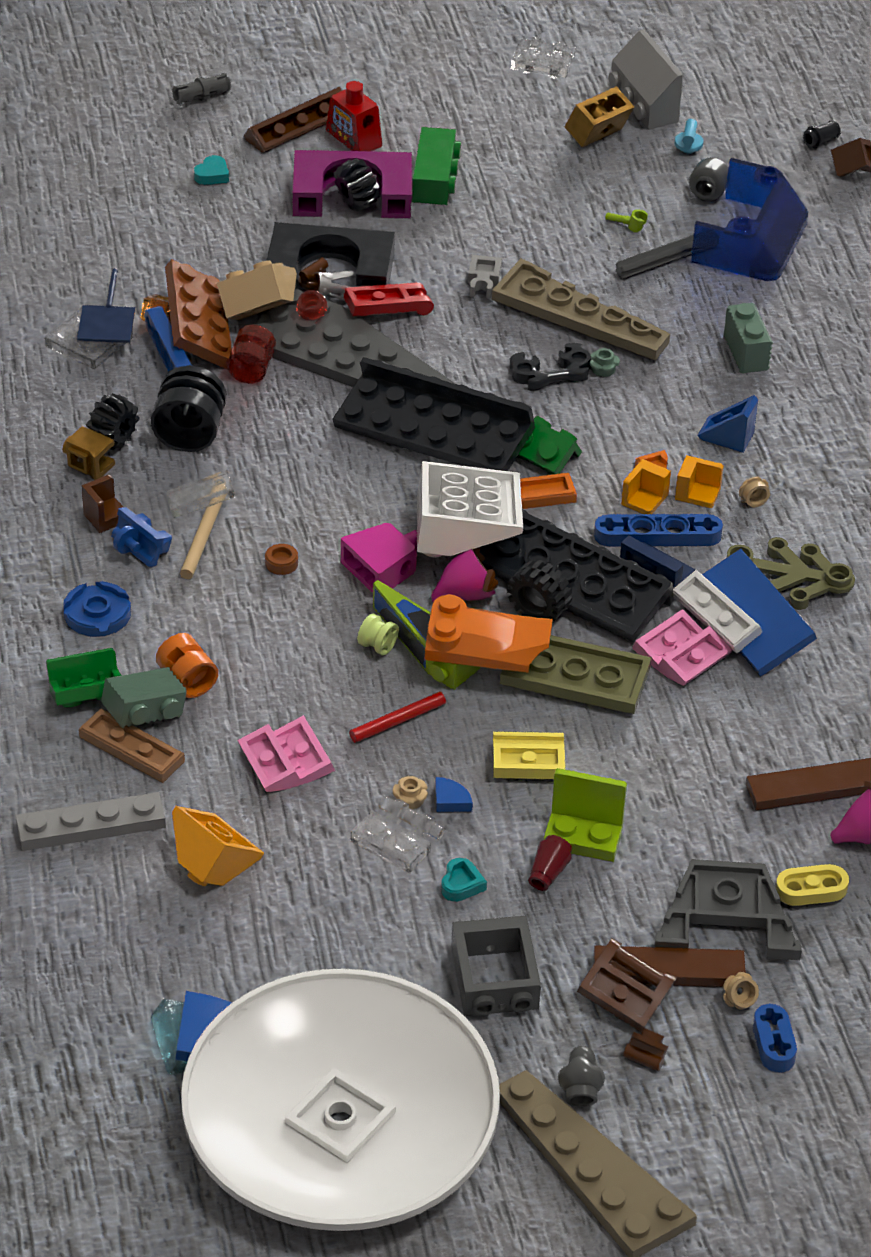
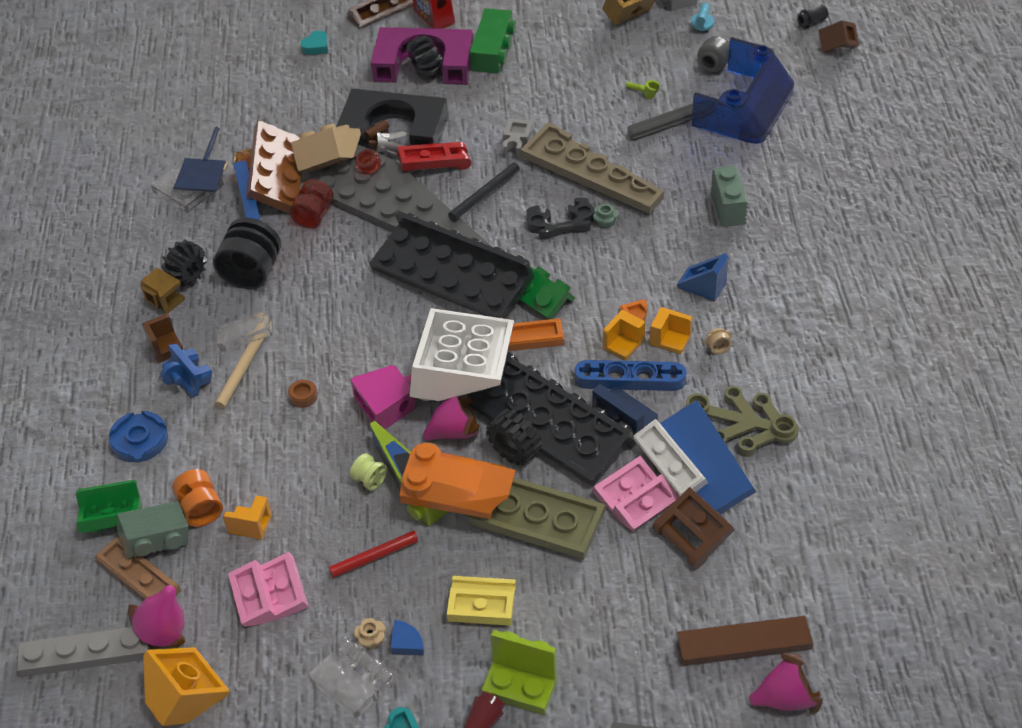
camera: 10 degrees right, 5 degrees up
(174, 779) = (159, 619): none -> dark pink hat
(250, 690) = (249, 521): none -> light orange panel
(455, 338) = (484, 191): none -> black bar
(757, 667) = (700, 520): none -> reddish brown plate

